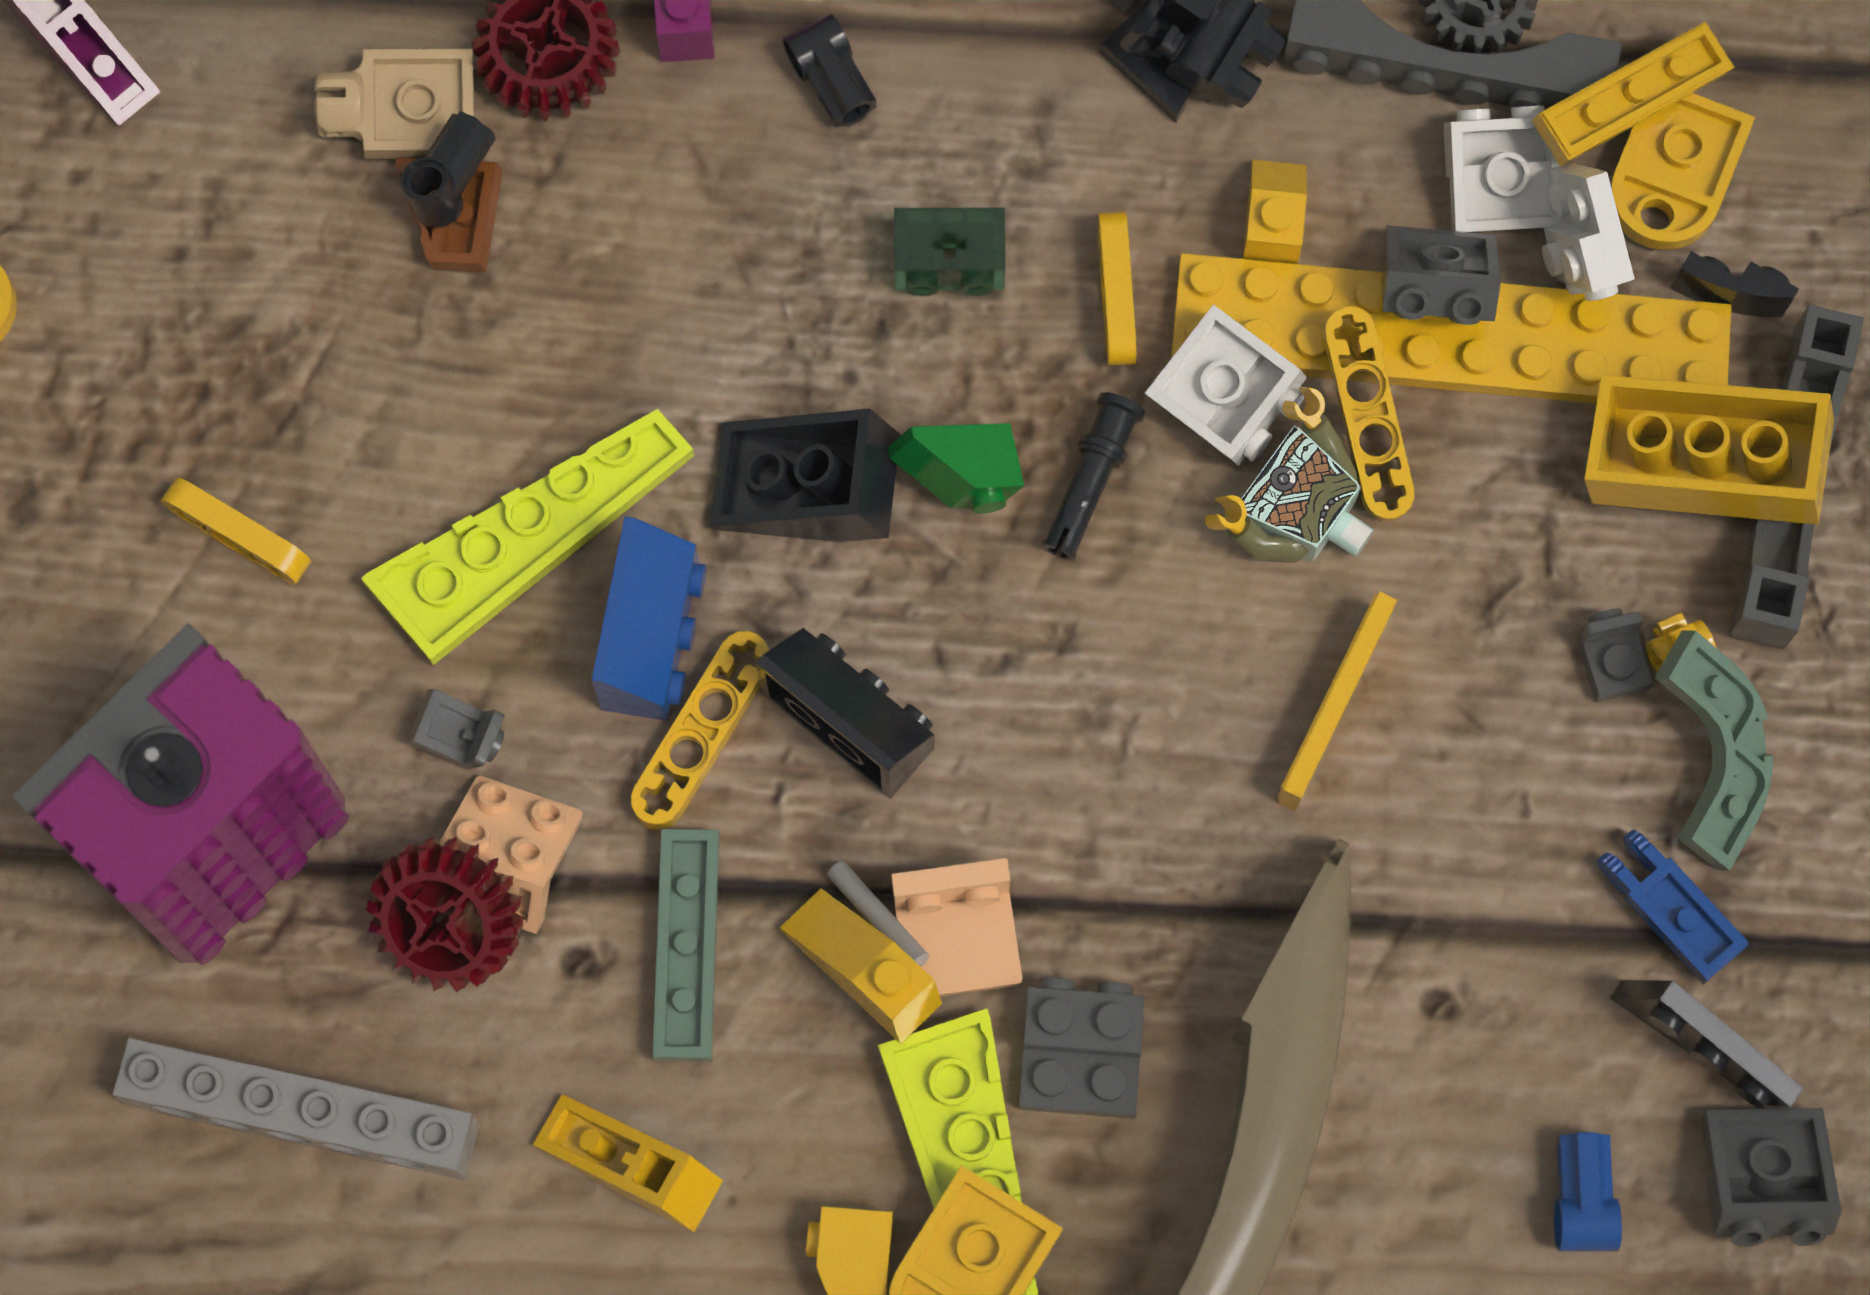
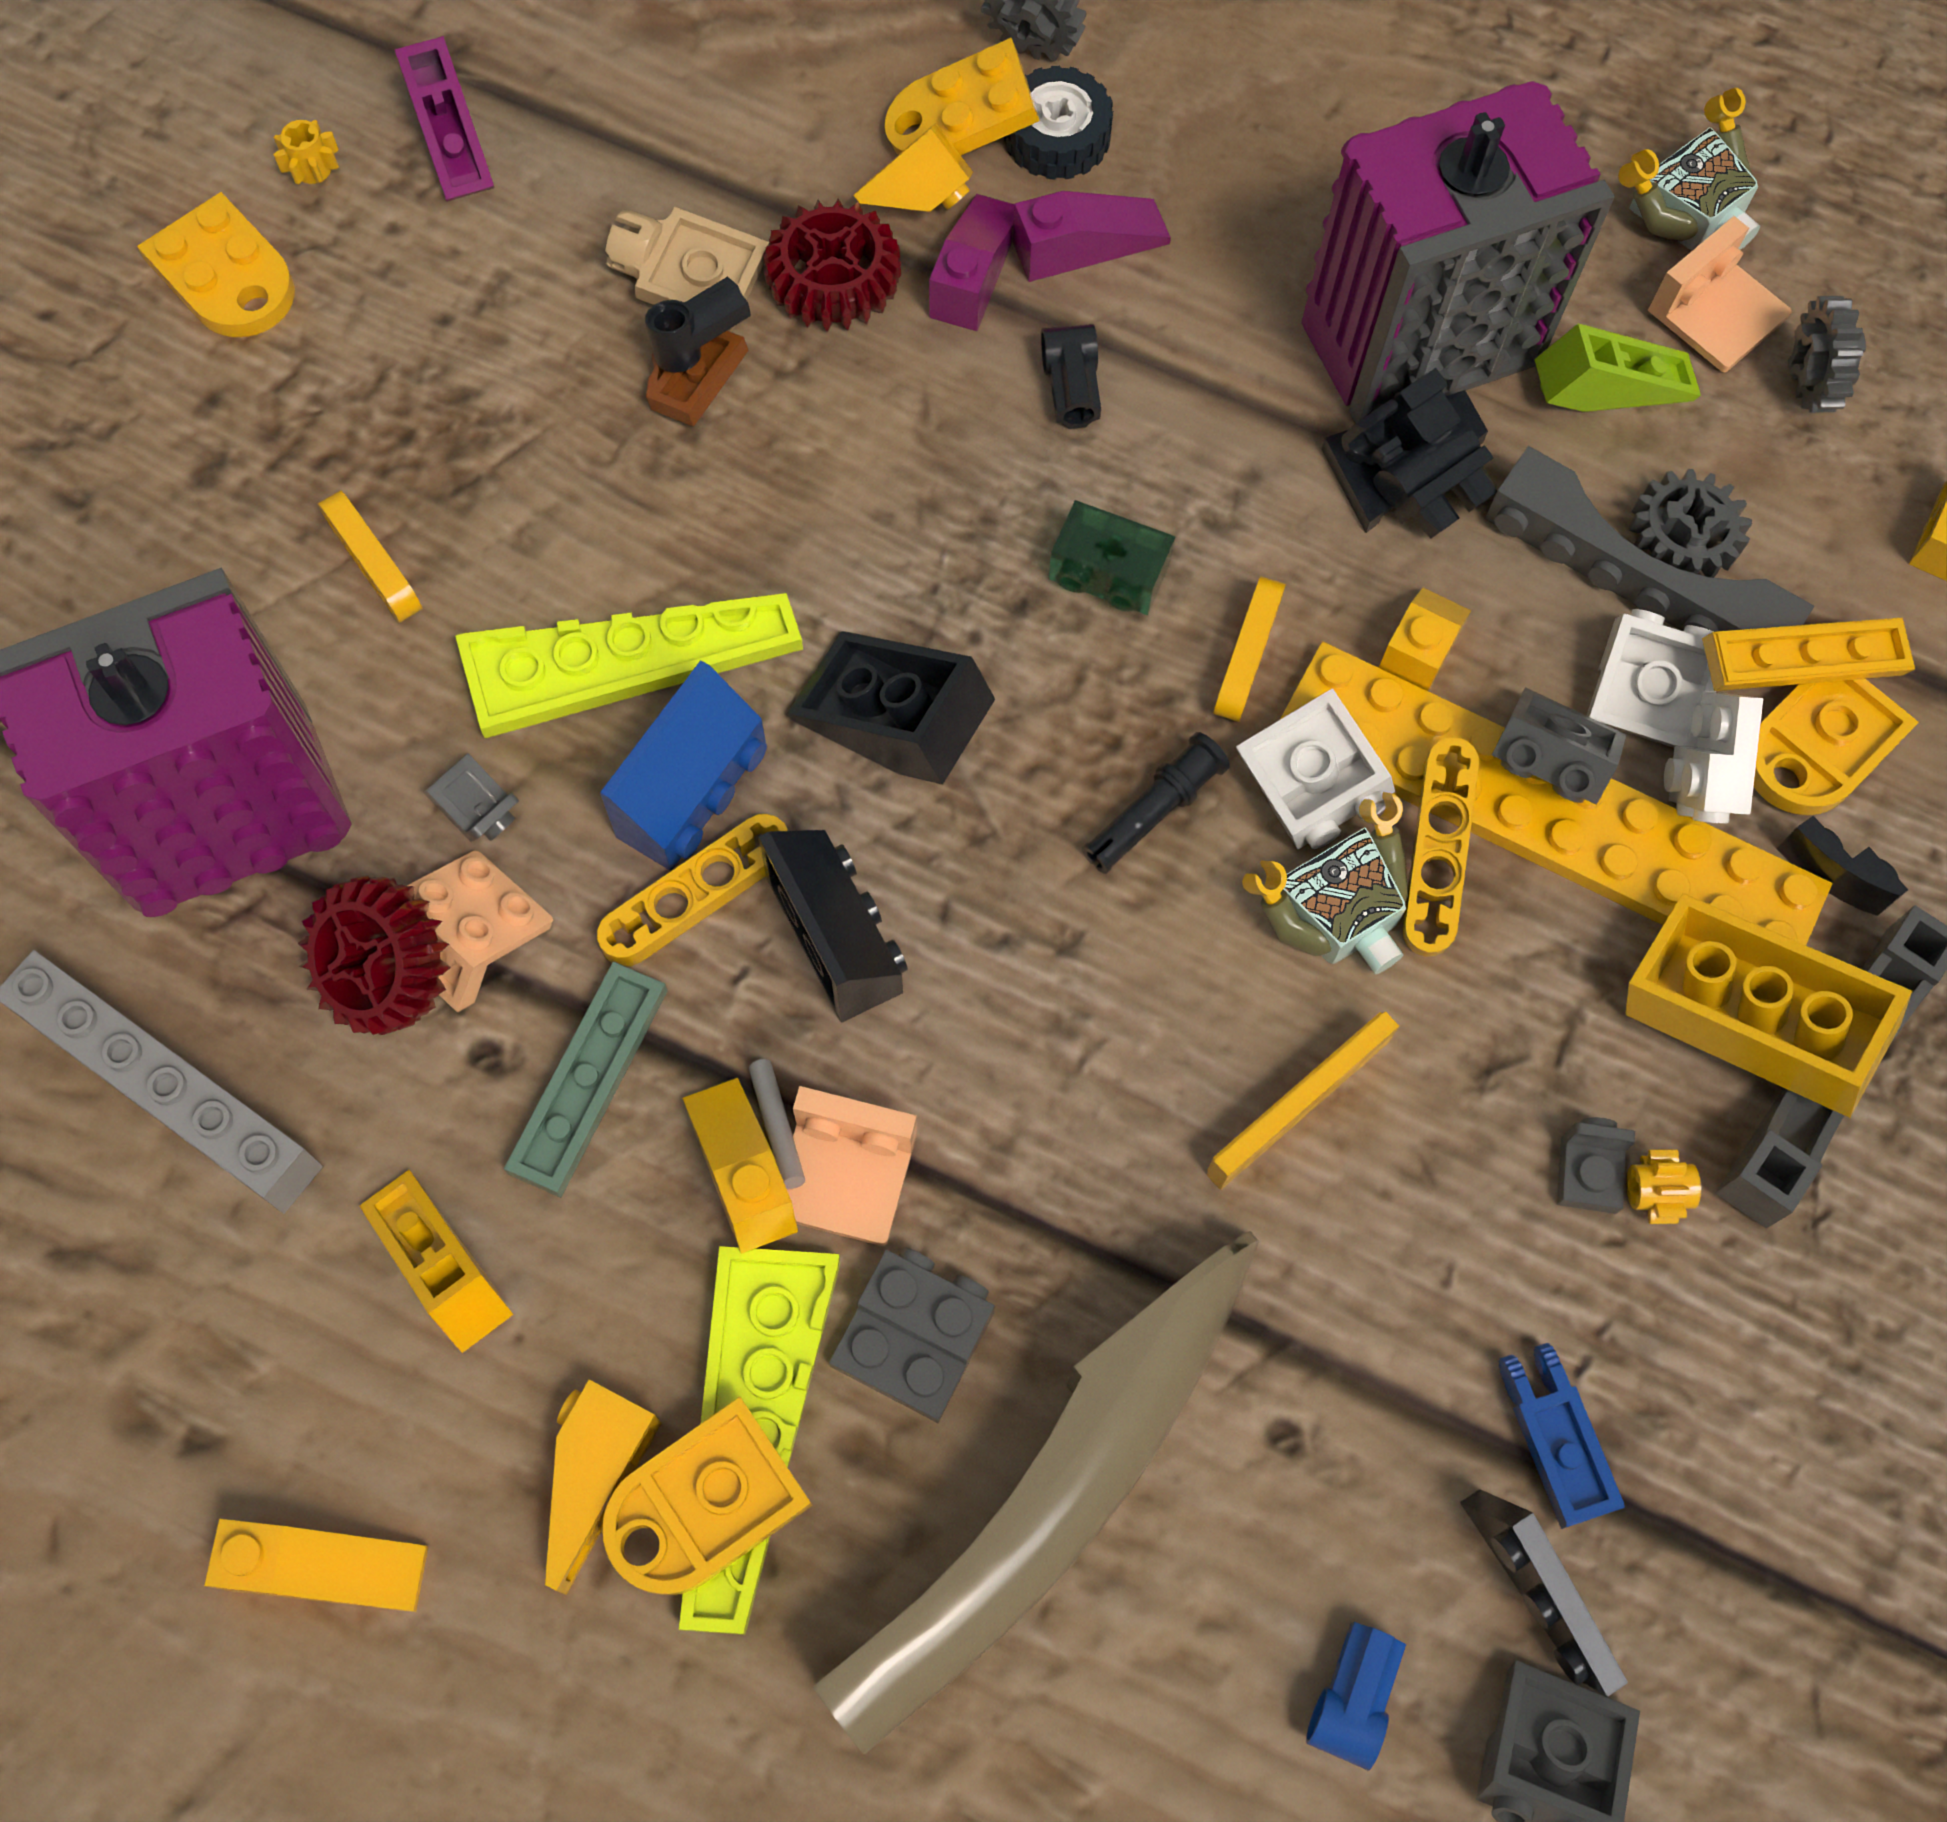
camera: 20 degrees right, 5 degrees down
(962, 463) = (1038, 742): green slope -> none
(1740, 766) = (1681, 1323): sand green plate -> none

